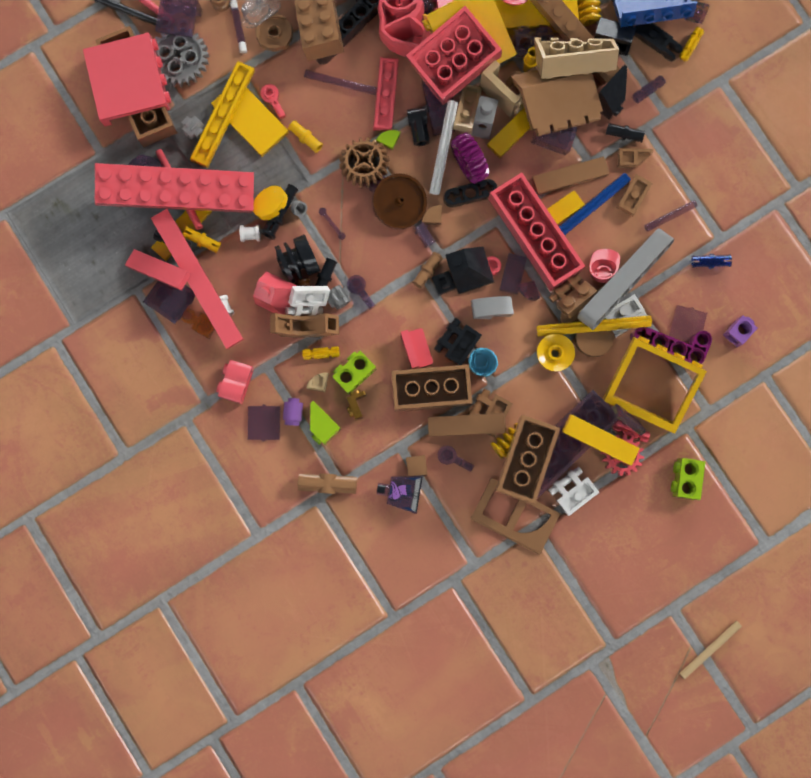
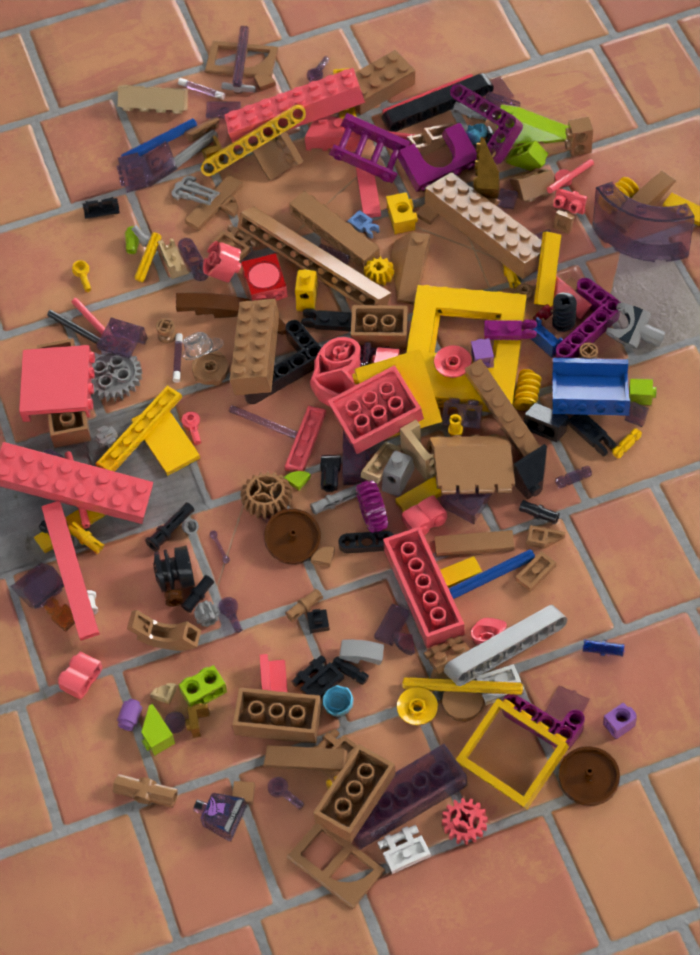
camera: 20 degrees right, 25 degrees down
(157, 269) = (34, 554): coral tile -> none
(250, 233) = (134, 540): white bush -> none
(263, 422) = (97, 722): clear purple piece -> none
(269, 202) = (161, 514): yellow tile -> none
(272, 293) = (143, 595): coral slope -> none
(305, 136) = (215, 463): yellow pin -> none
(307, 296) = (174, 603): white plate -> none
(319, 353) = (174, 664): yellow axle -> none
(336, 410) = (175, 722): none -> tile
(424, 235) = (310, 572): clear purple pin -> none
(426, 157) = (331, 501): none -> light grey pin
(443, 147) = (347, 494): white axle -> none
(469, 269) = (346, 610): black slope -> none
(485, 327) = (350, 670): none -> black axle
(495, 265) = (371, 613): coral tile -> none
(519, 157) = (426, 514): none -> coral brick
(575, 57) = (494, 428): tan wedge -> none
(600, 440) = (439, 793): yellow tile -> none
(619, 426) = (485, 802): coral axle -> none
(628, 419) = (476, 780): tile -> none
(671, 215) = (572, 597): bar -> none
(694, 479) = (535, 860): lime brick -> none
(723, 388) = (589, 776): none -> reddish brown piece

